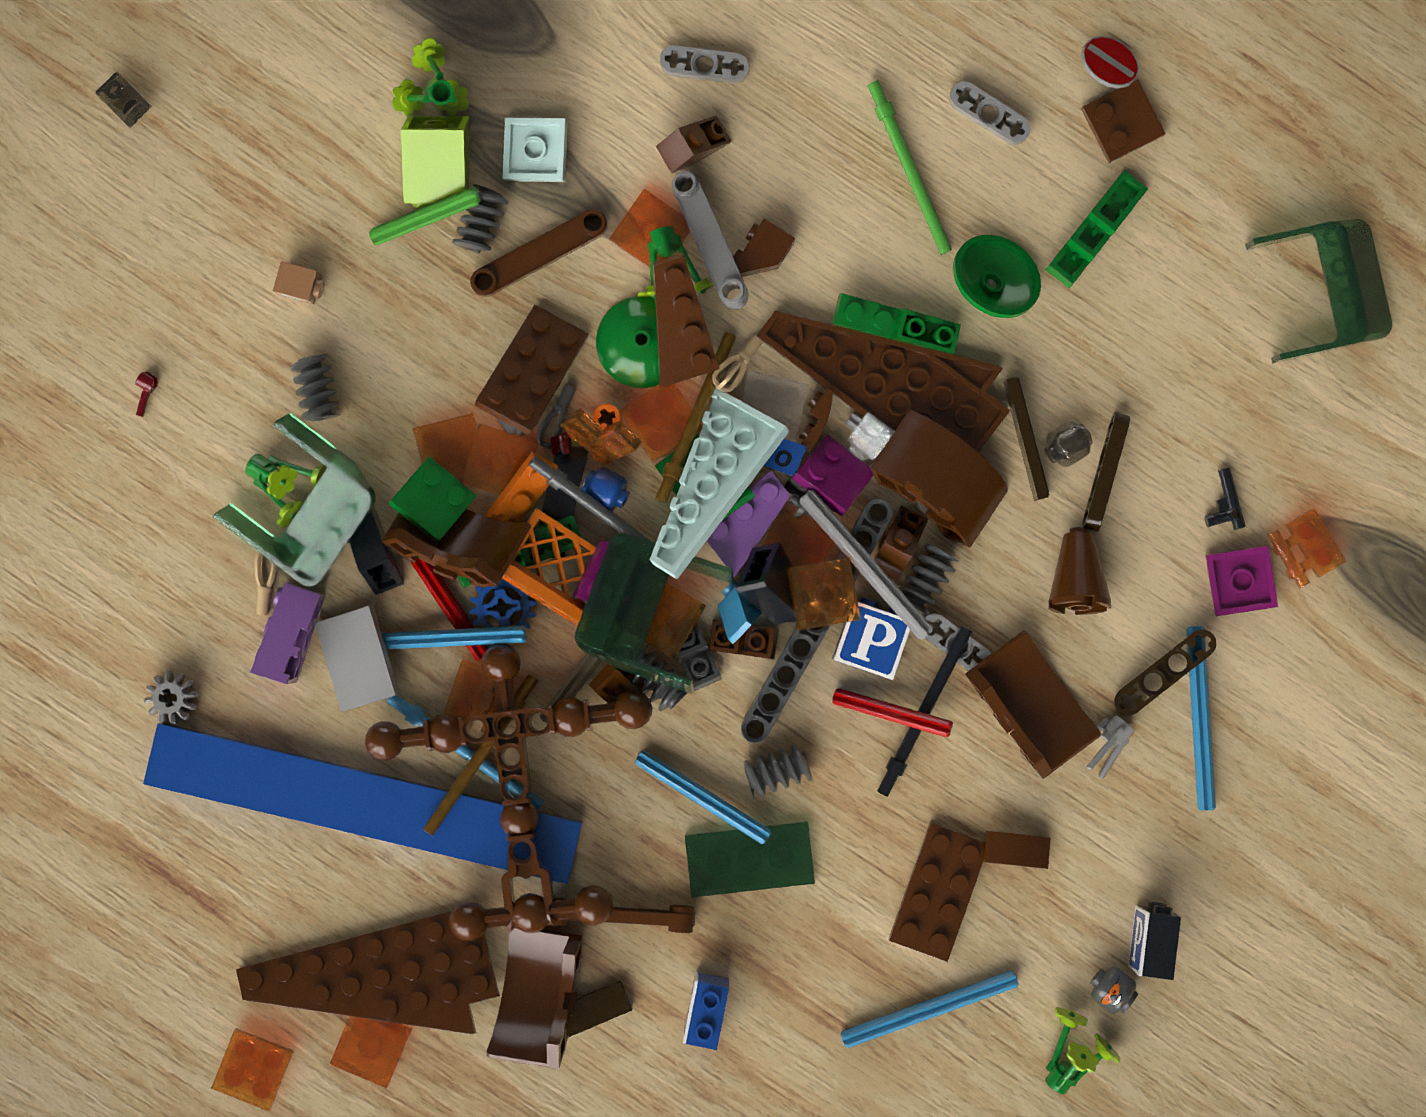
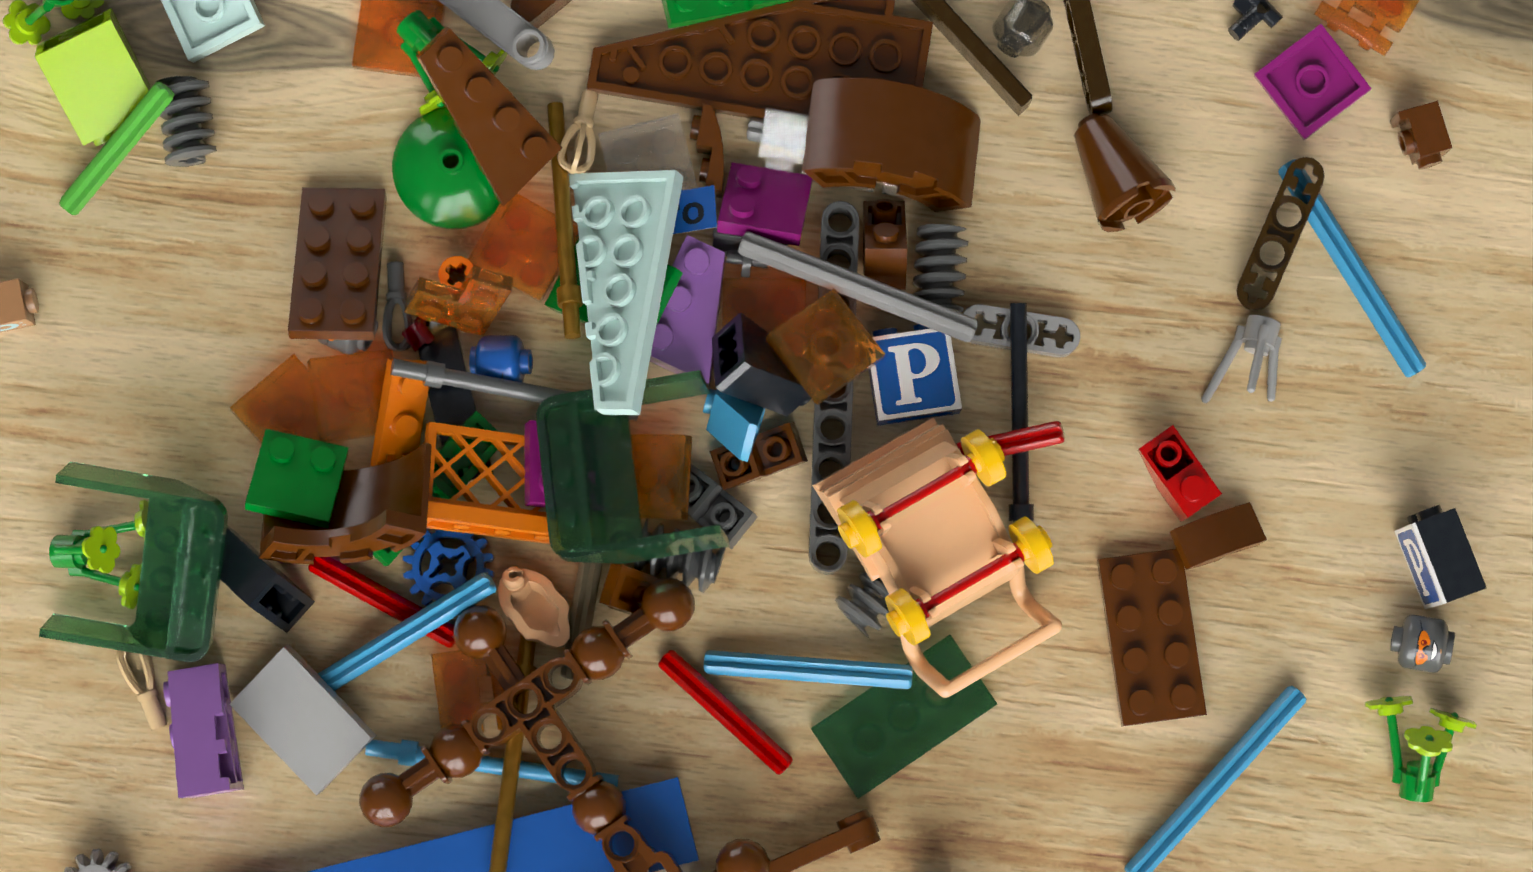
camera: 25 degrees left, 5 degrees down
(314, 388) = (86, 422): dark grey piece -> none
(538, 253) = (276, 124): reddish brown piece -> none
(545, 663) = (534, 607): none -> light nougat arm
(634, 796) = (725, 712): none -> red axle
(829, 758) = (937, 538): none -> light nougat piece
(1012, 796) = (1178, 473): none -> red slope
(1033, 704) = (1143, 353): reddish brown panel -> none
(1296, 655) = (1422, 134): none -> reddish brown brick

